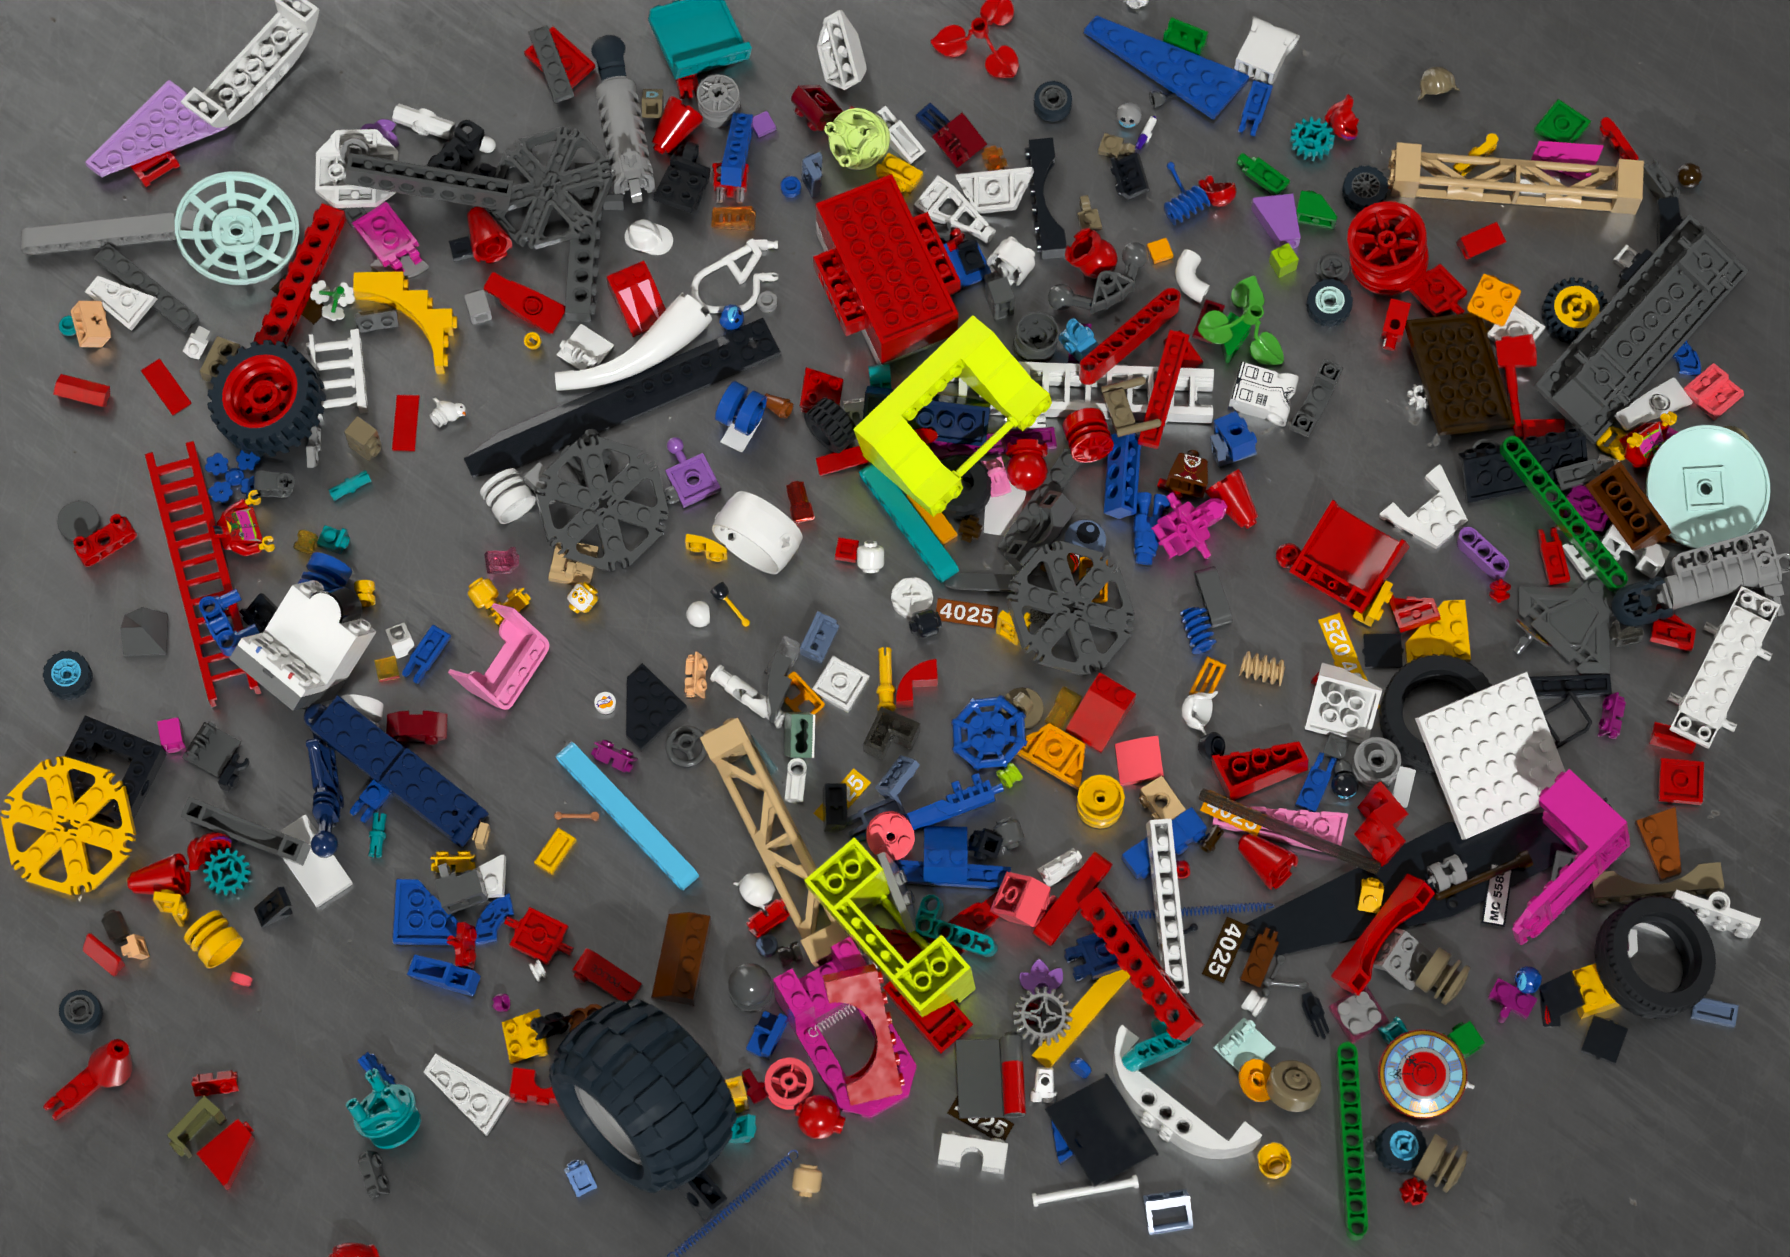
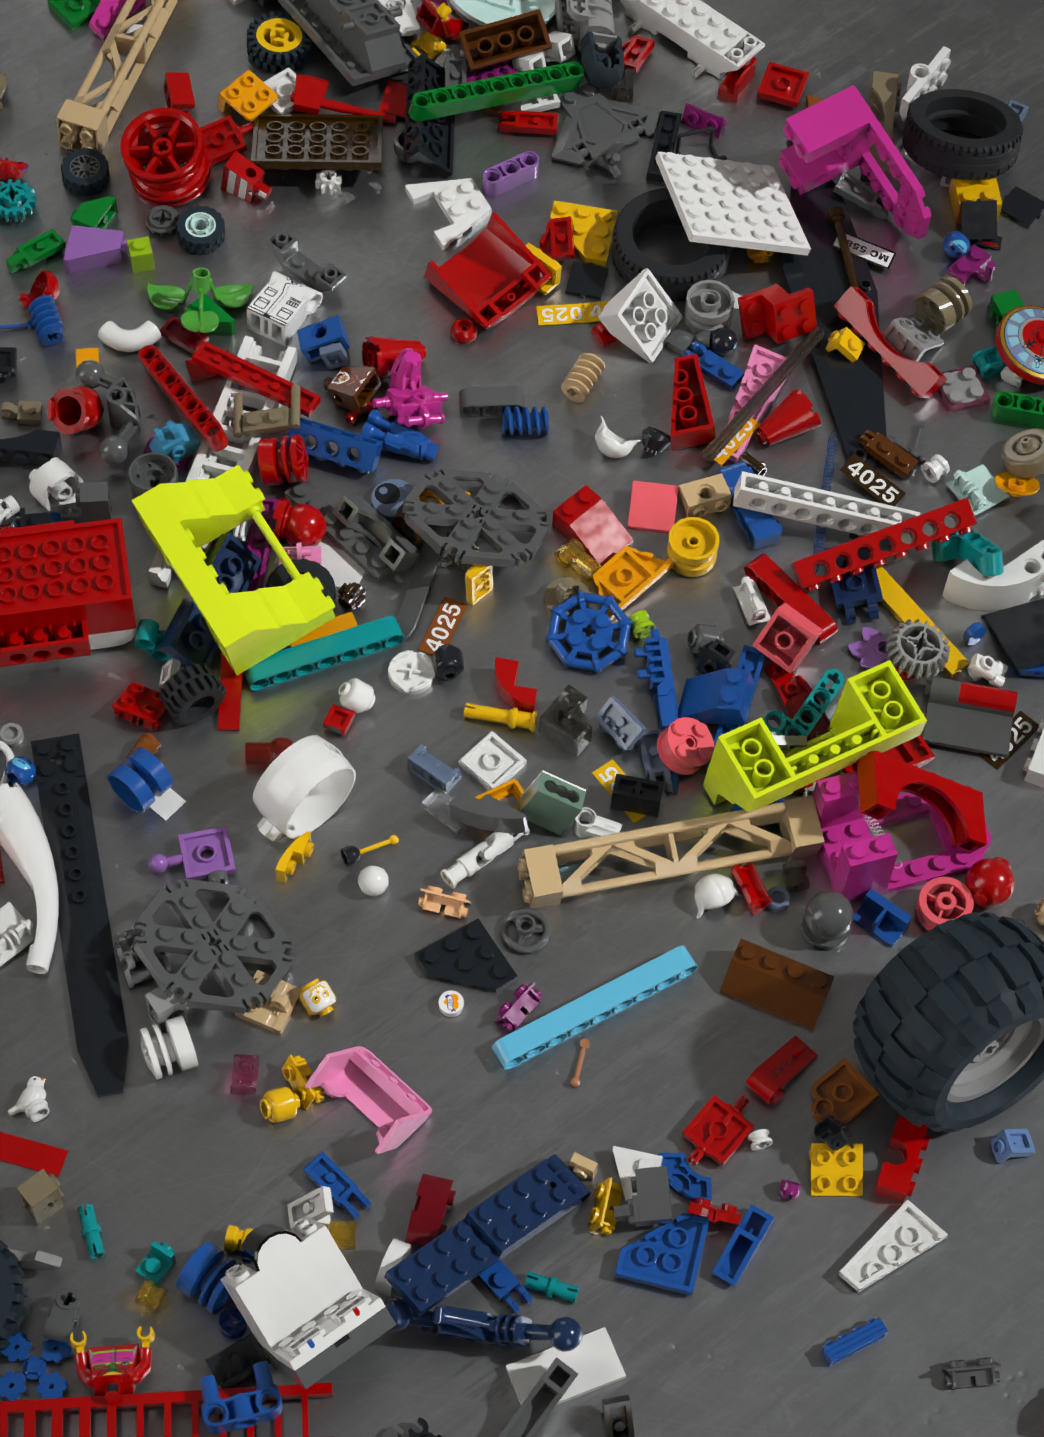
camera: 80 degrees left, 10 degrees down
(385, 1114) = (911, 1331): teal piece -> none
(555, 851) = (617, 1094): yellow tile -> none
(1215, 663) = (575, 432): light orange tile -> none
(1314, 1012) = (951, 423): black piece -> none
(1445, 873) = (838, 275): light grey wheel -> none
(1484, 150) = (81, 70): yellow plate -> none
(1499, 590) = (553, 170): red wheel -> none

